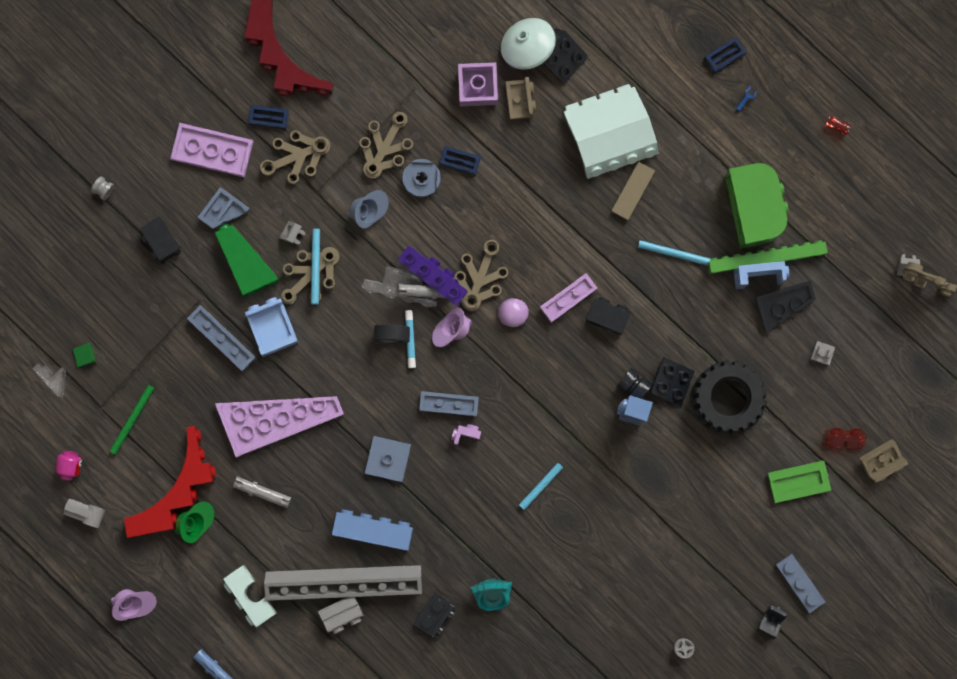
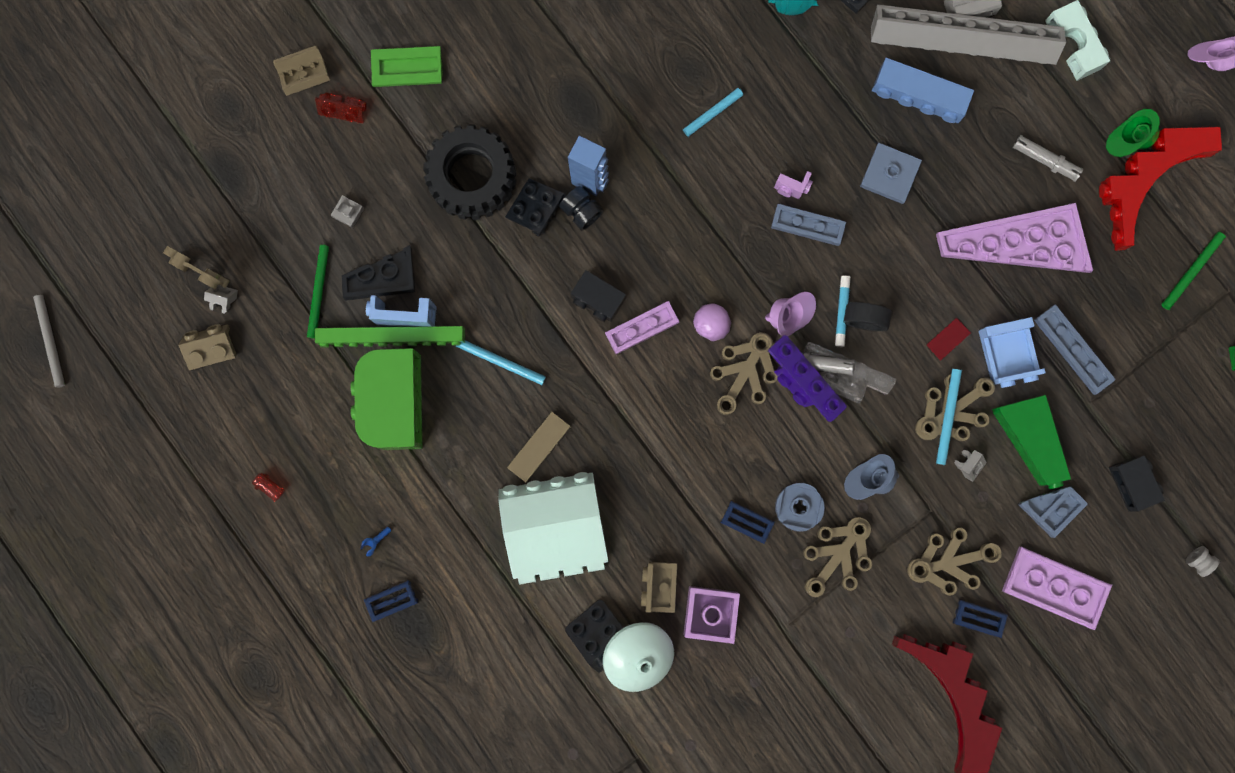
camera: 165 degrees left, 0 degrees up
(321, 331) = (948, 339): none -> dark red sticker
(832, 285) = (317, 291): none -> green bar
(910, 225) = (207, 346): none -> dark tan bracket

